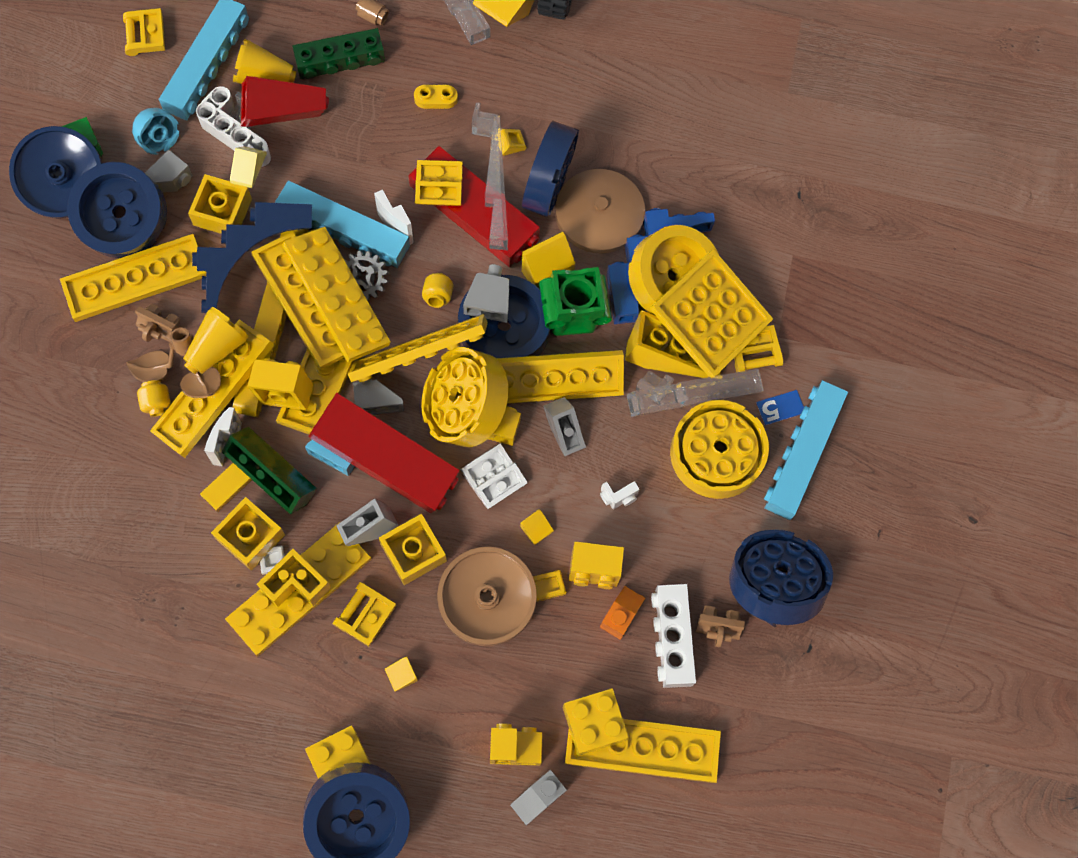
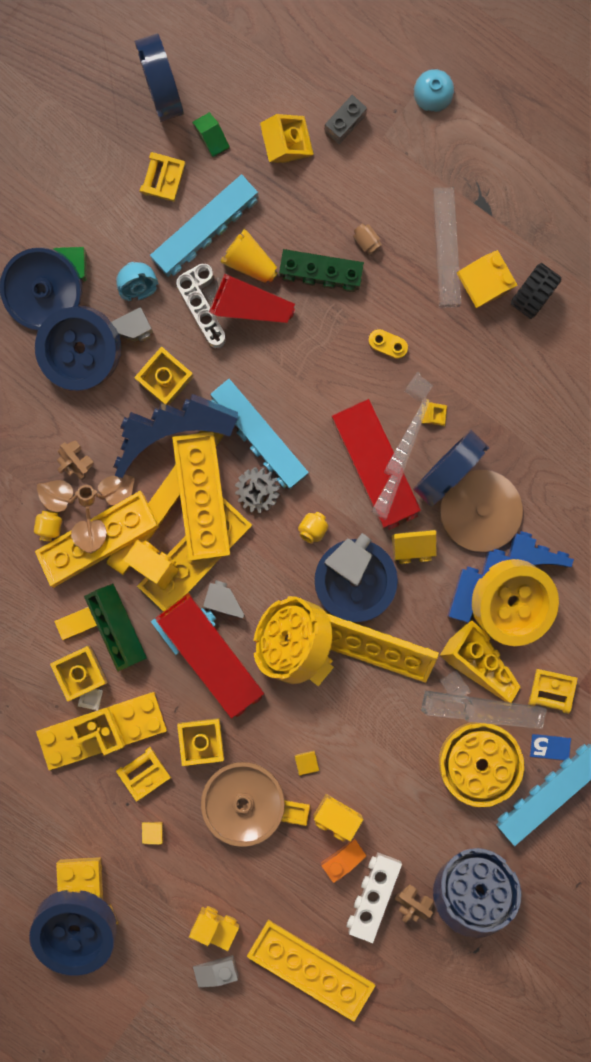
camera: 25 degrees right, 15 degrees up
(131, 278) = (68, 409): yellow plate -> none
(213, 341) = (110, 509): yellow cone -> none
(225, 426) = (95, 581): white slope -> none
(246, 166) = (199, 353): light yellow slope -> none
(336, 294) = (226, 502): yellow plate -> none
(367, 523) = (174, 705): light grey slope -> none
(393, 217) = (304, 454): white slope -> none
(423, 346) = (274, 580): yellow plate -> none
(438, 183) = (353, 436): yellow slope -> none
(493, 476) = (291, 705): white slope -> none
(564, 426) = (365, 689): light grey slope -> none
(581, 287) = (437, 590): green piece -> none
(595, 722) = (281, 940): yellow brick -> none
(624, 496) = (386, 769): white bracket -> none
(711, 313) = (527, 652): yellow plate -> none

